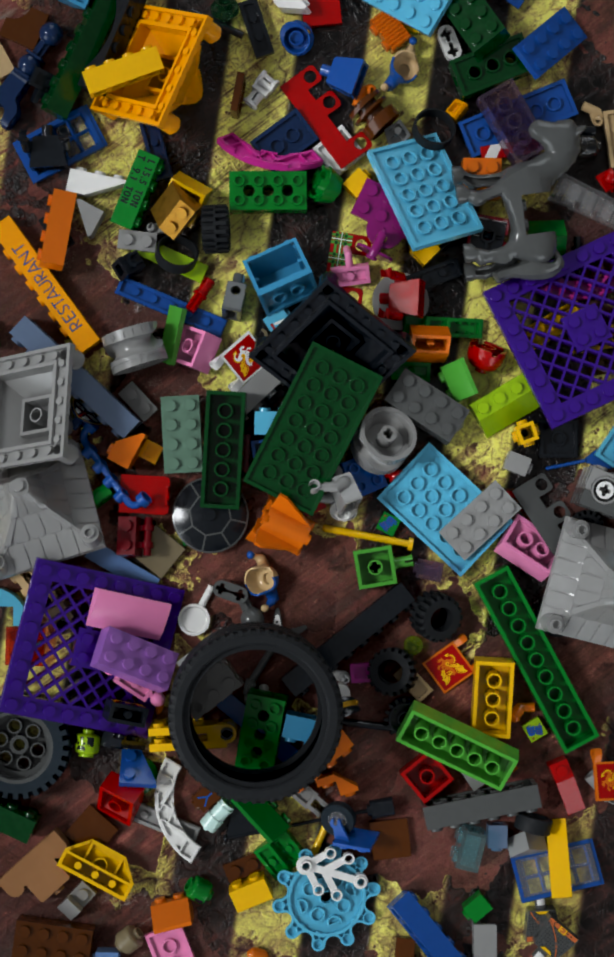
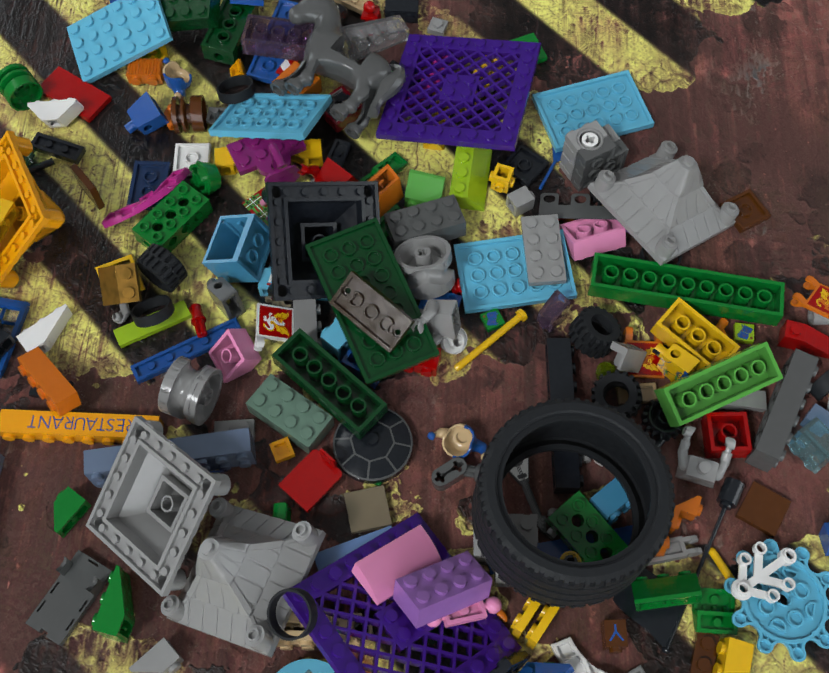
camera: 55 degrees left, 25 degrees down
(11, 573) = (272, 620): none -> black tyre
(91, 217) = (64, 353): light grey slope -> none
(111, 480) = (276, 496): blue bar -> none
(125, 712) = (483, 637): black brick -> none
(126, 450) = (262, 465): orange slope -> none
(128, 265) = (126, 351): black brick -> none
(130, 536) = (334, 517): dark red brick -> none
(137, 190) = (80, 304): green brick -> none
(137, 240) = (116, 333): light grey plate -> none
(155, 145) = (61, 271): dark blue tile -> none
(173, 332) = (205, 356): bright green tile -> none
(194, 617) = (447, 523): white piece -> none
(216, 815) = (638, 639): light aqua piece -> none
(262, 88) = (100, 174): white connector -> none
(281, 526) = (428, 389): orange brick -> none
(296, 443) = (372, 311): none -> dark brown piece
(297, 37) = (89, 128): blue piece -> none
(317, 117) = (127, 156): red piece -> none
(339, 820) = (719, 531): plate -> none
(381, 775) = (699, 469): none -> light grey torso
(388, 566) = (520, 338): bright green brick -> none
(434, 656) = (628, 357): none -> light grey panel
(453, 41) = (192, 46): white beam -> none
(458, 704) = (675, 361): none -> yellow torso
(485, 356) = (423, 162): red cylinder -> none

